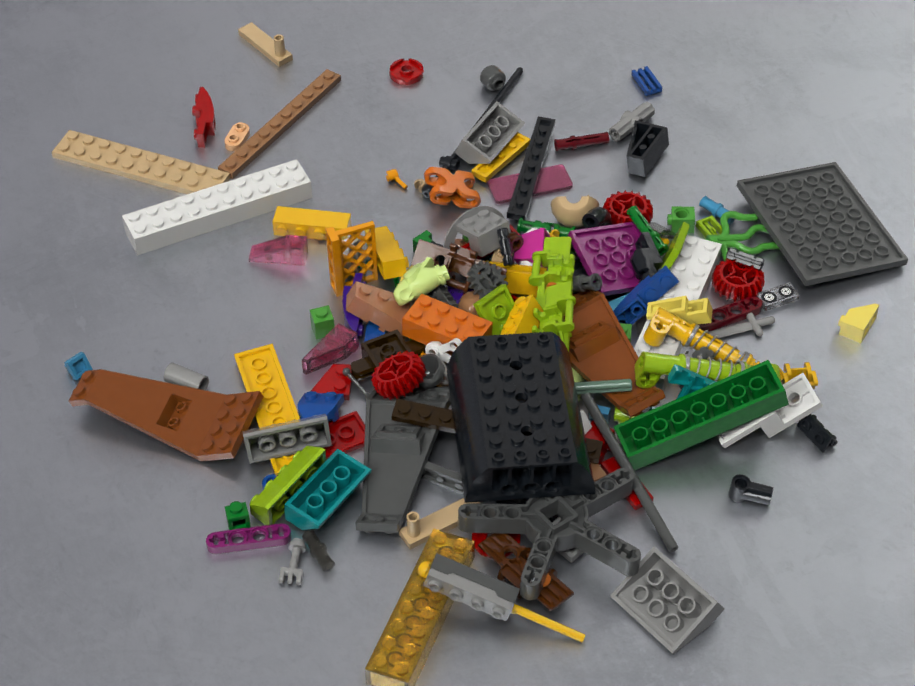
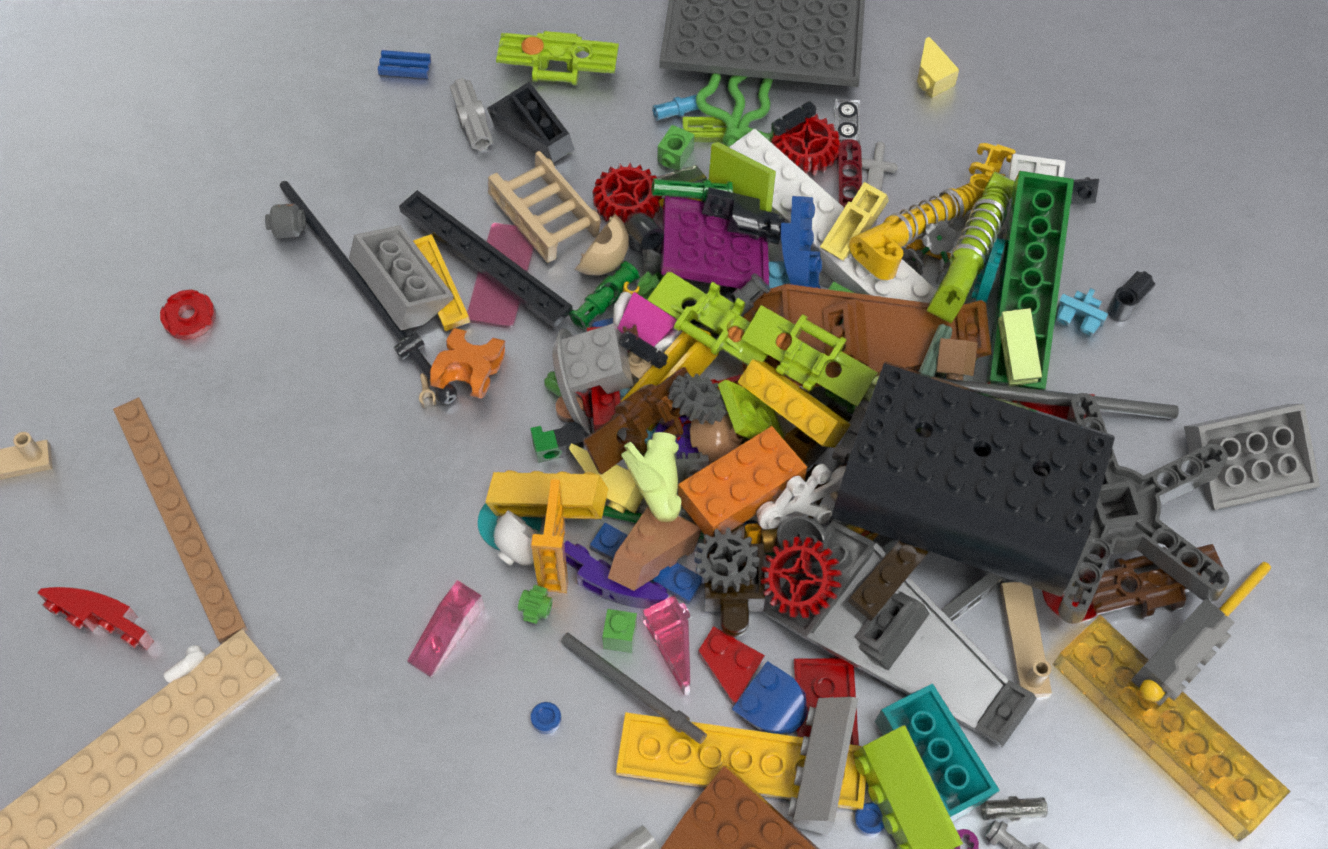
camera: 65 degrees left, 15 degrees up
(198, 161) = (193, 657): none -> white arm
(217, 207) = (306, 680): white brick -> none
(237, 136) = (166, 585): light nougat plate -> none
(252, 316) = (546, 718): none -> blue tile
(279, 363) = (677, 719): none -> dark grey bar
(308, 222) = (421, 564): yellow brick -> none
(316, 280) = (535, 604): none -> bright green gear
(346, 371) = (773, 632): dark grey hinge -> none
(388, 337) = (733, 549): none -> dark grey gear
(393, 175) = (386, 422): light orange hand -> none
(577, 165) = (532, 225): none -> tan fence
(581, 141) = (462, 201): dark red pin -> none
(609, 395) = (956, 358): none -> medium nougat brick
(640, 422) = (1019, 347): none -> yellowish green piece
(703, 129) = (557, 46): none -> lime piece
(718, 468) = (1092, 316): none -> medium azure hips

